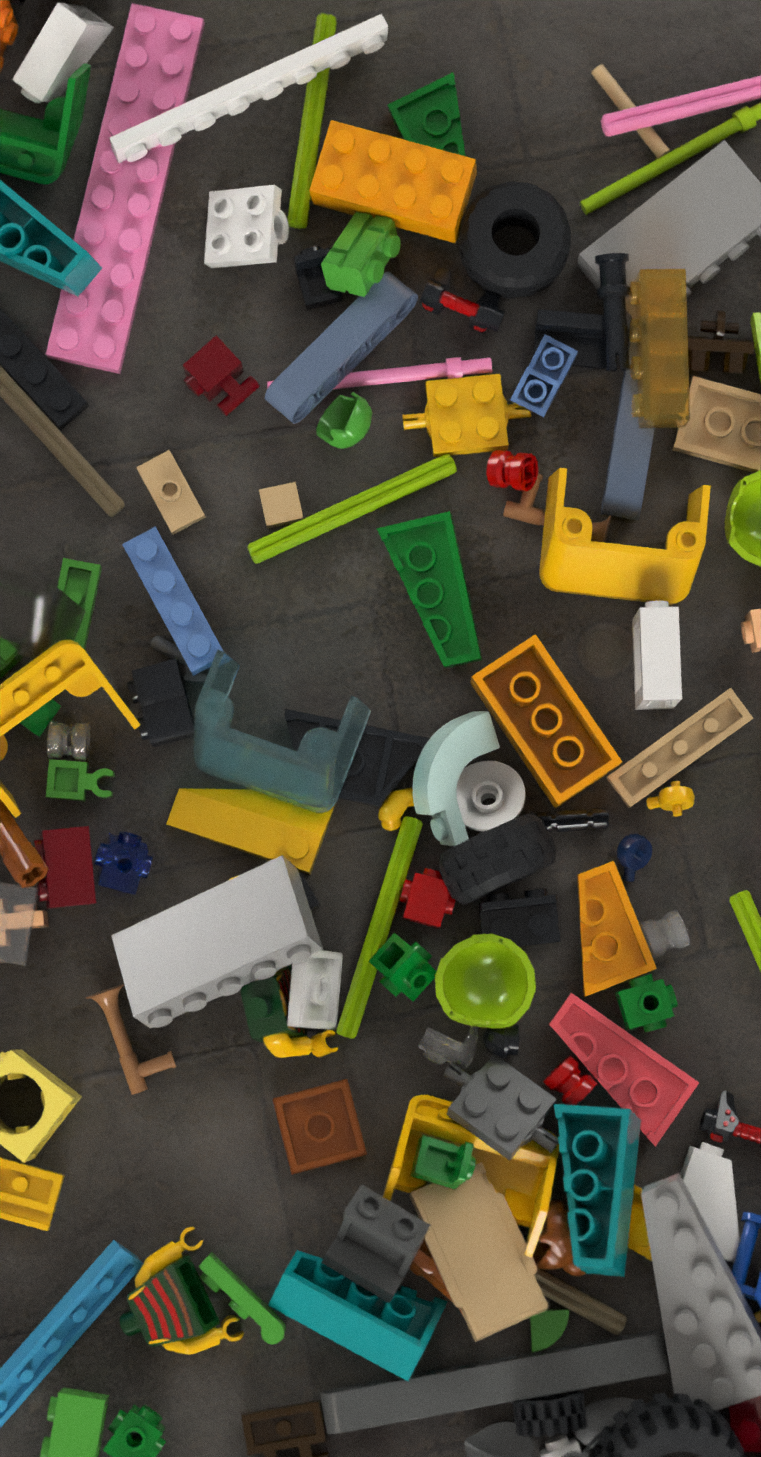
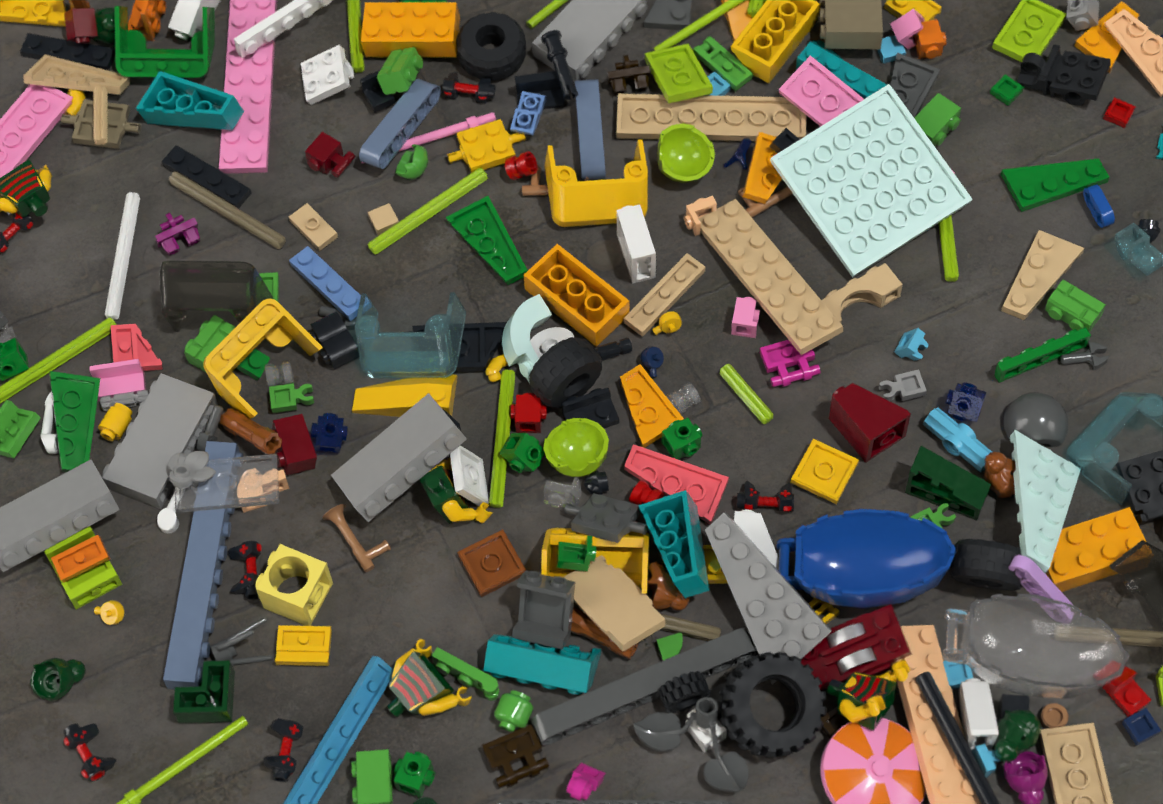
camera: 10 degrees left, 20 degrees down
(298, 1375) = (513, 710): none -> bright green head
(661, 348) = (593, 77): clear yellow brick -> none

